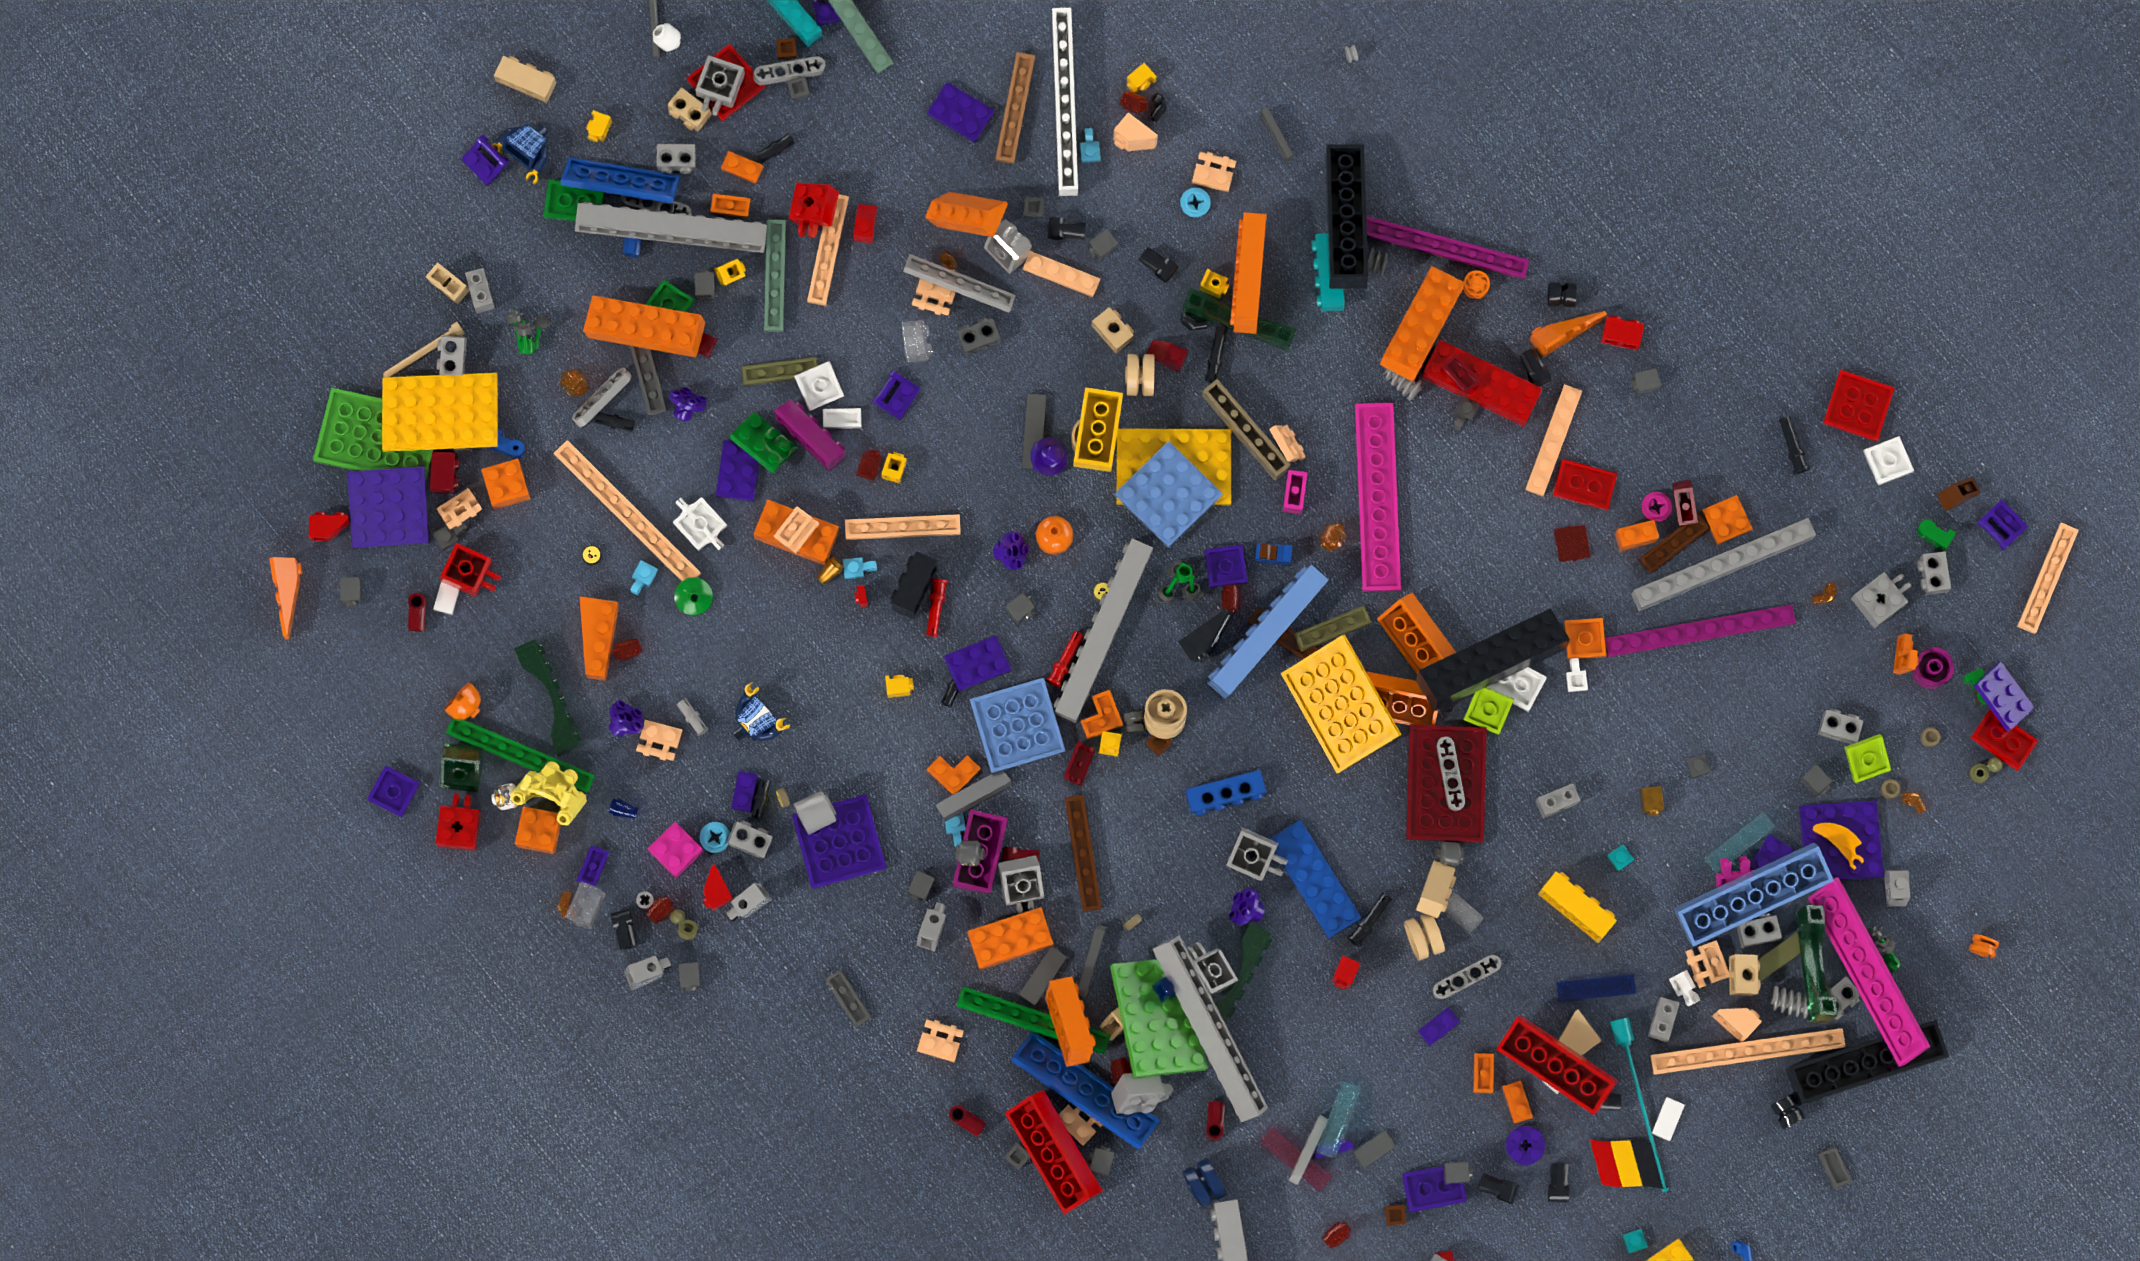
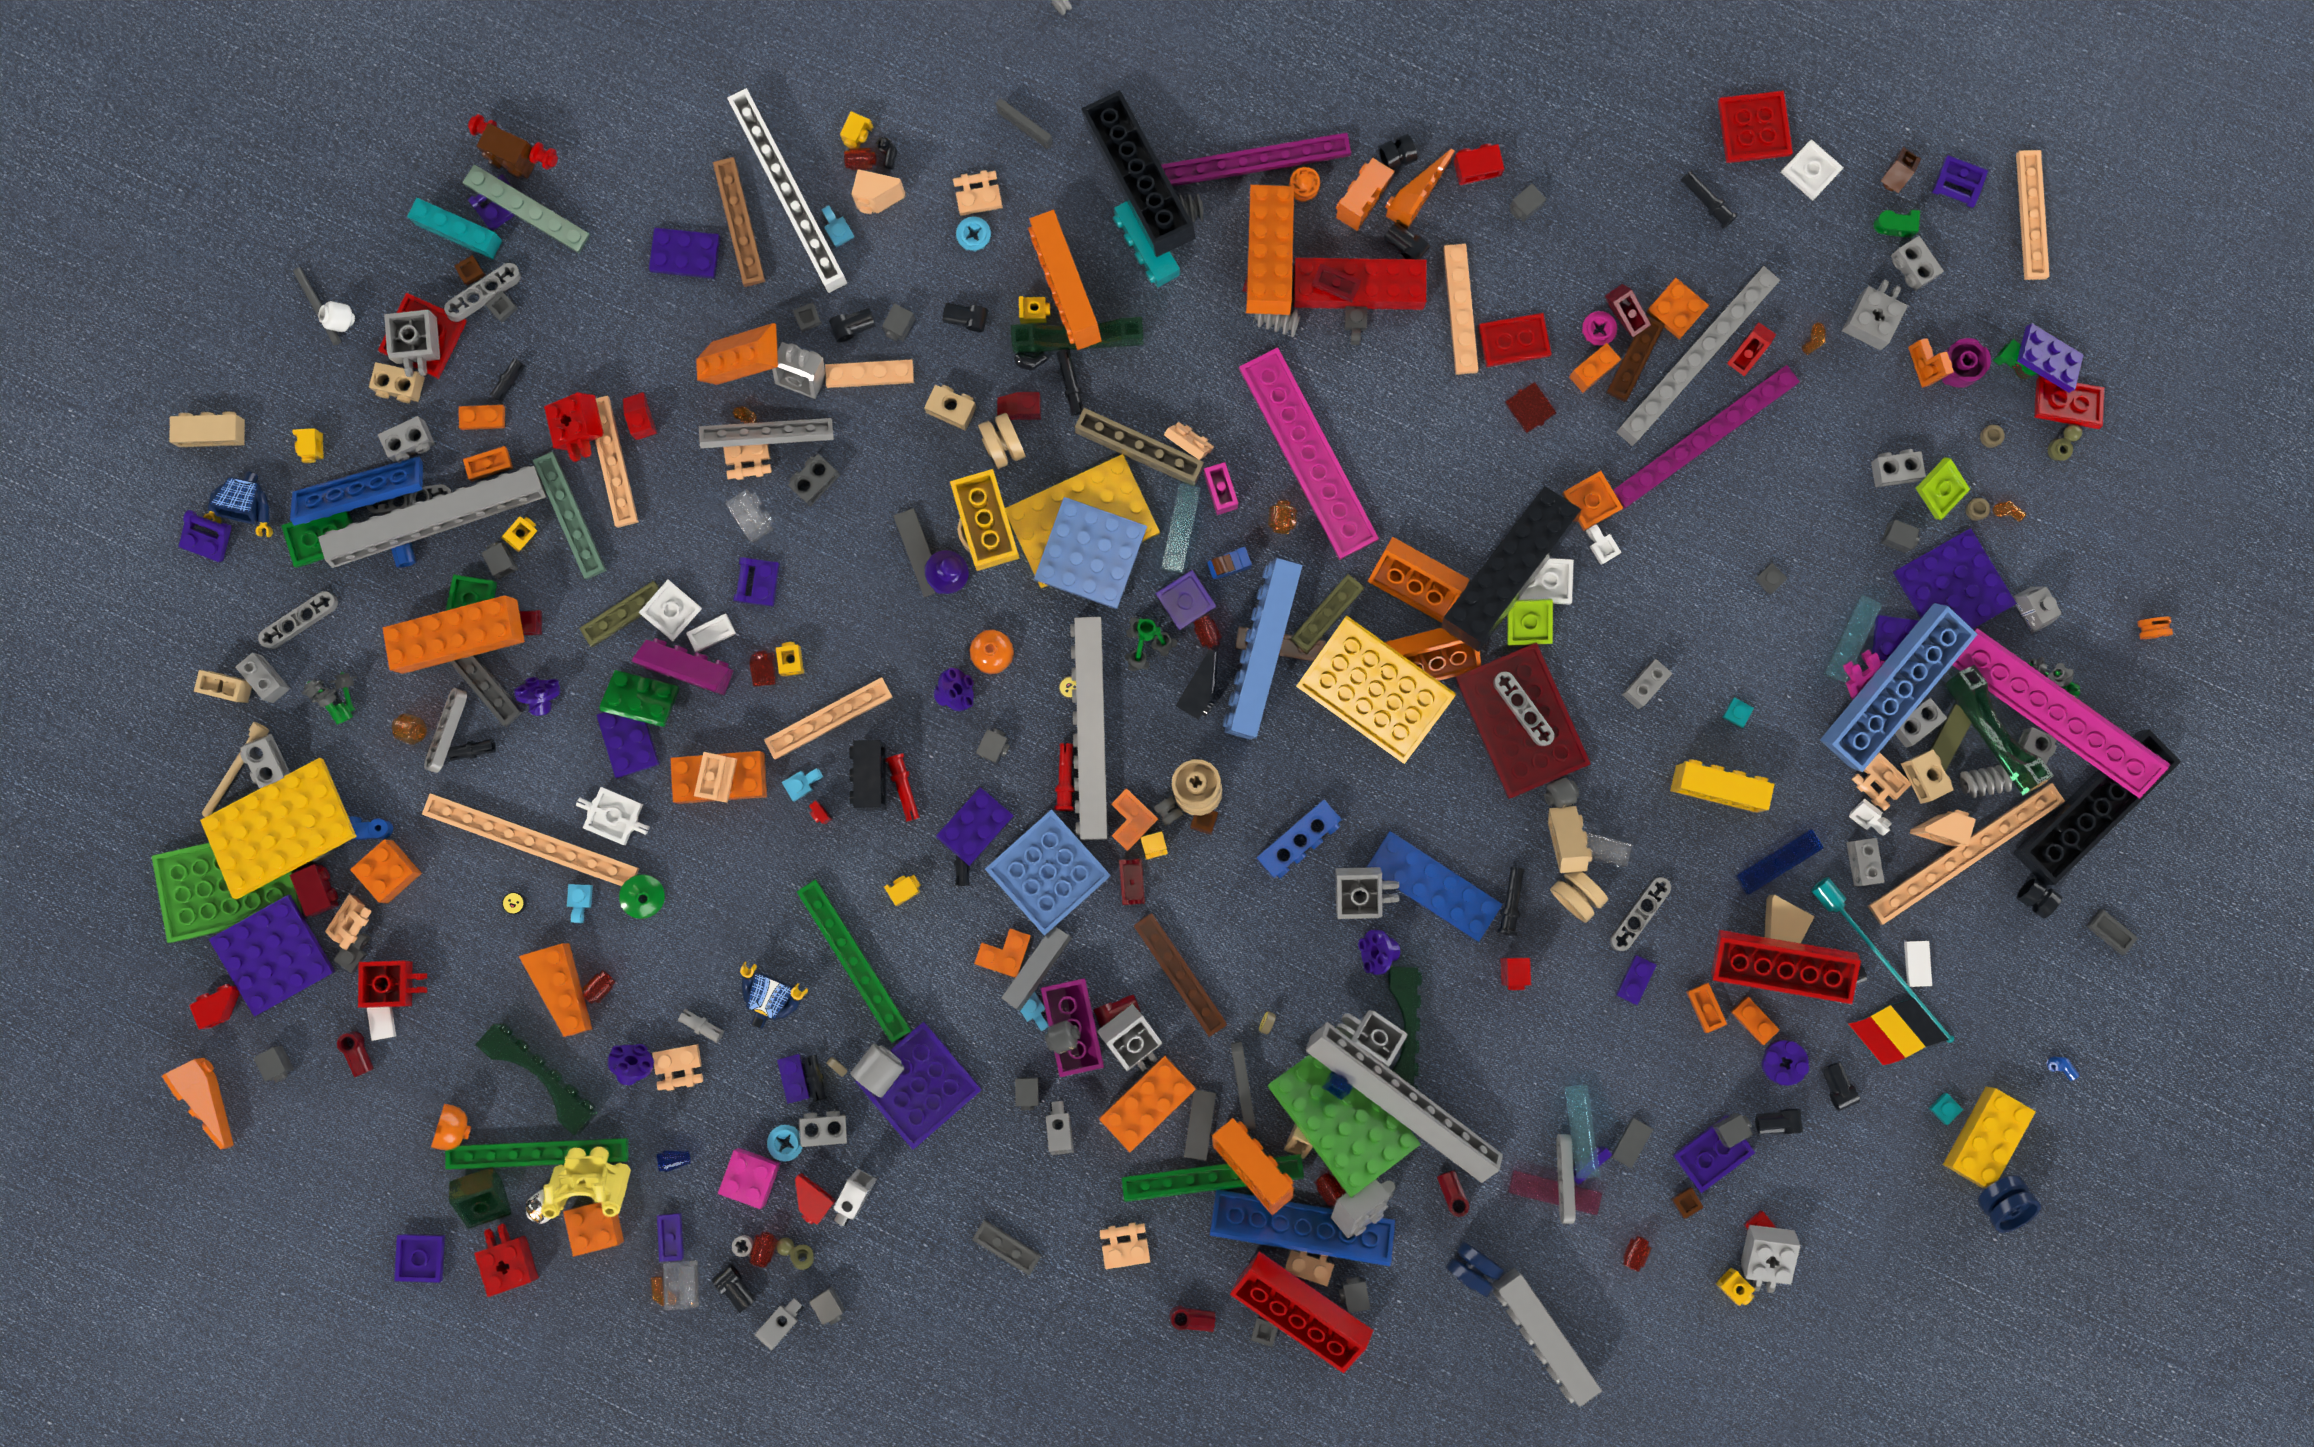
camera: 20 degrees left, 5 degrees up
(526, 256) = (297, 618): none -> light grey beam
(830, 570) = (773, 800): pearl gold cone -> none
(834, 723) = (854, 961): none -> green plate
(1249, 508) = (1181, 528): none -> clear light blue plate
(1519, 314) = (1364, 193): none -> orange wedge
(1652, 800) = (1743, 637): pearl gold brick -> none
(1769, 578) = (1751, 349): none -> red slope
(1842, 839) = (1958, 585): light orange piece -> none

